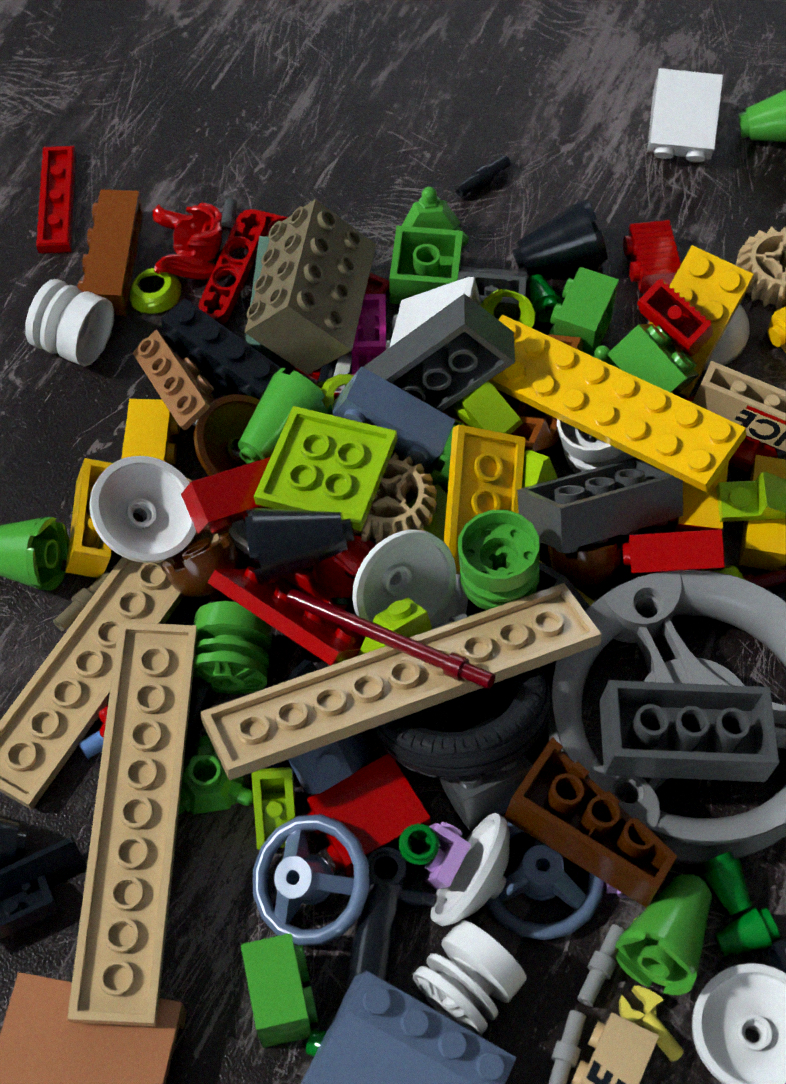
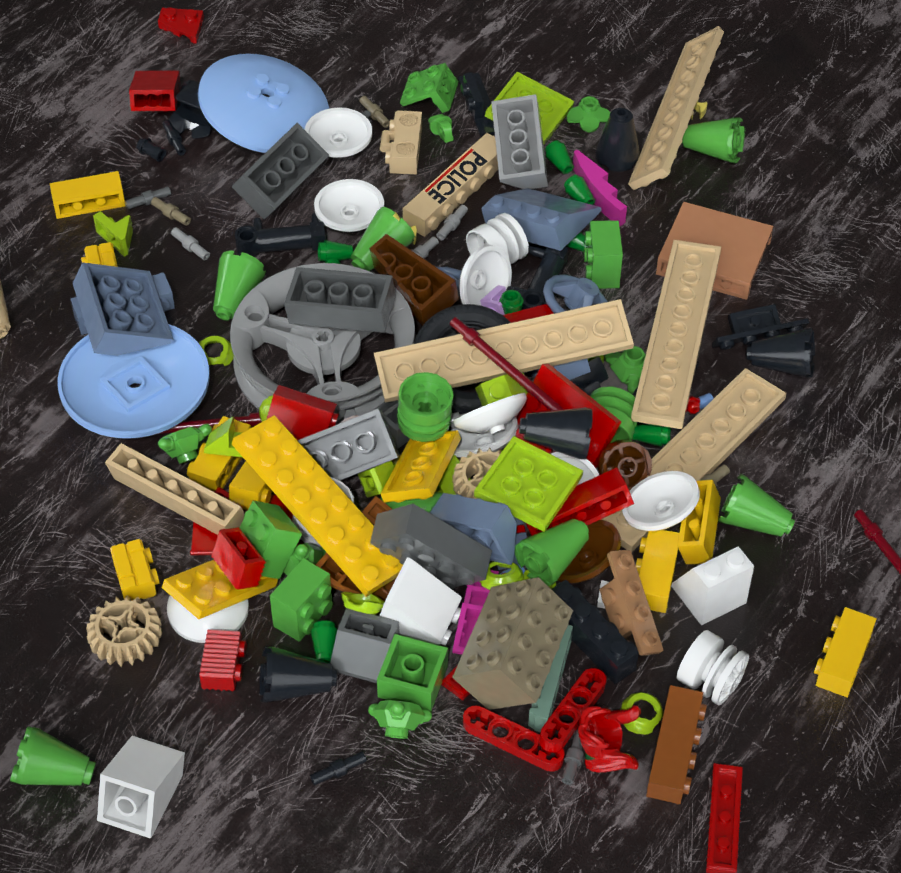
camera: 170 degrees left, 10 degrees down
(69, 423) = (716, 585): none -> white slope

